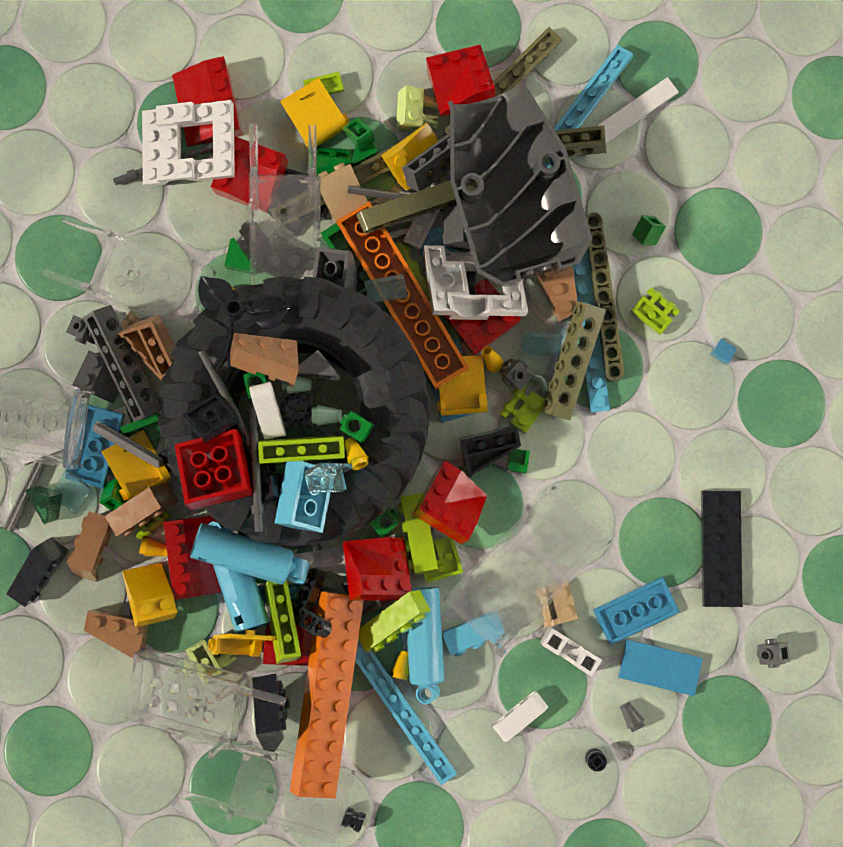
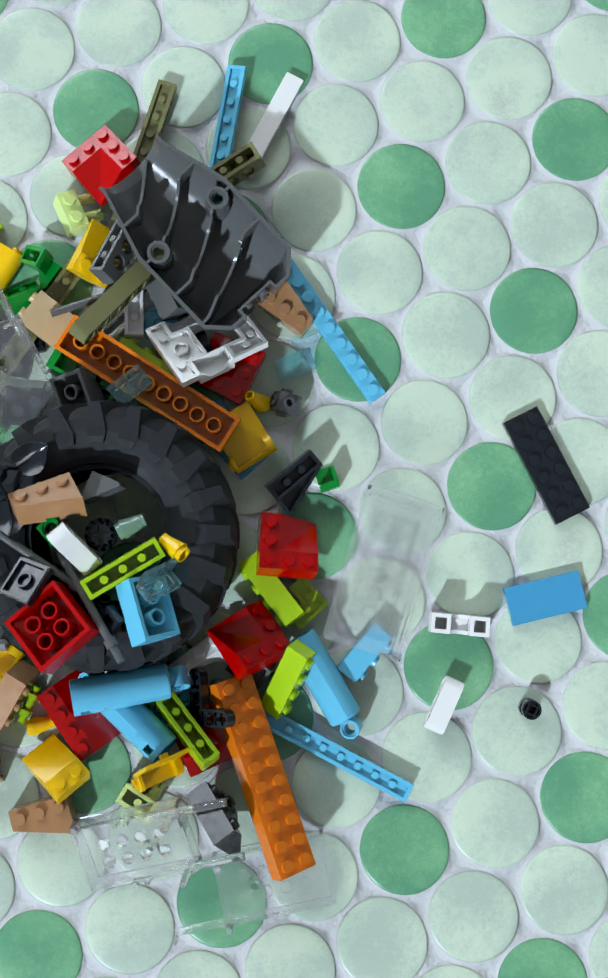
camera: 30 degrees left, 0 degrees up
(301, 385) = (93, 510): sand green cone -> none
(353, 819) = (342, 873): black wheel -> none
(364, 430) = (171, 522): green brick -> none
(384, 530) = (236, 603): green brick -> none
(401, 667) = (316, 716): yellow cone -> none
(527, 413) = (314, 432): lime plate -> none
(542, 381) = (314, 398): sand green arm -> none
(563, 607) = (434, 589): tan plate -> none
(581, 353) = (335, 356): olive brick -> none
(606, 288) = (337, 302): olive beam -> none
(632, 717) = (542, 654): dark grey cone -> none
(636, 610) = (498, 558): dark azure tile -> none
(648, 230) = (339, 216): green panel -> none
(651, 314) = (379, 289): lime plate -> none
(723, 351) = (459, 290): dark azure slope -> none

